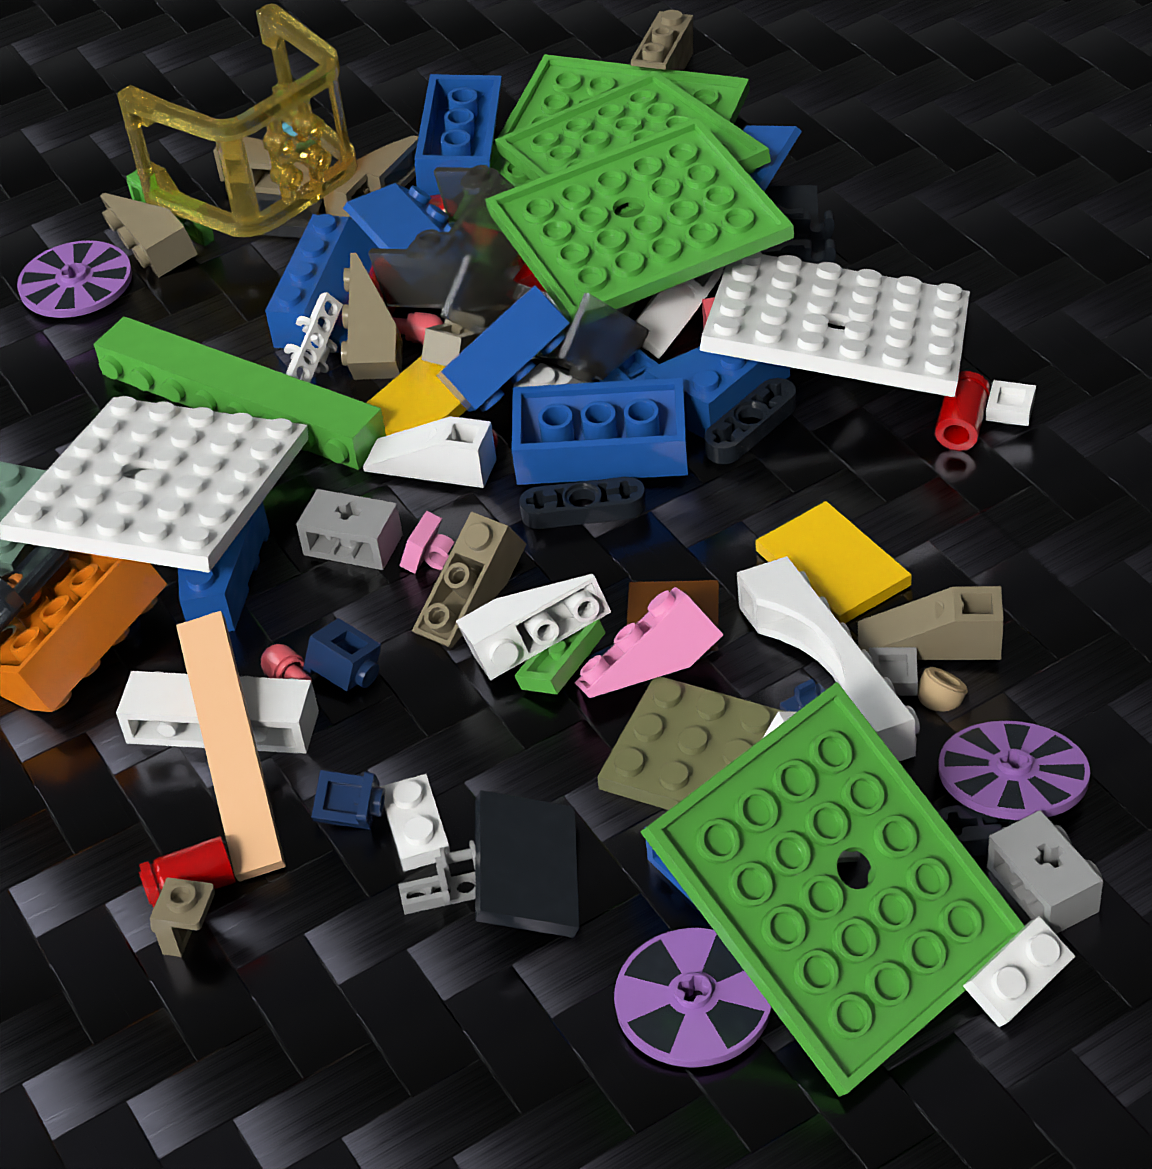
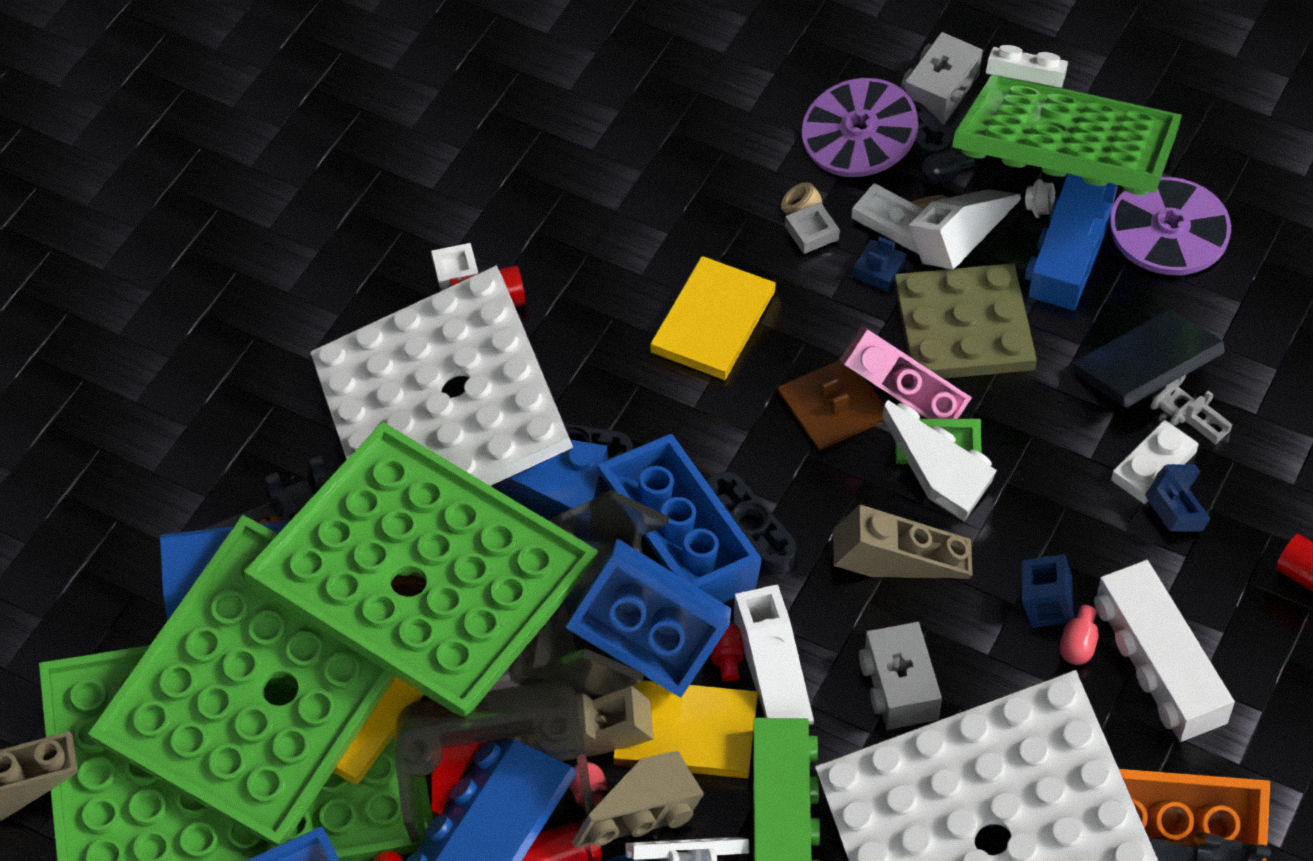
camera: 125 degrees left, 10 degrees up
(230, 747) = (1198, 597): light nougat tile -> none
(426, 545) = (883, 604): bright pink tile -> none
(786, 607) = (889, 198): white arch -> none
(941, 626) = (759, 210): dark tan slope -> none

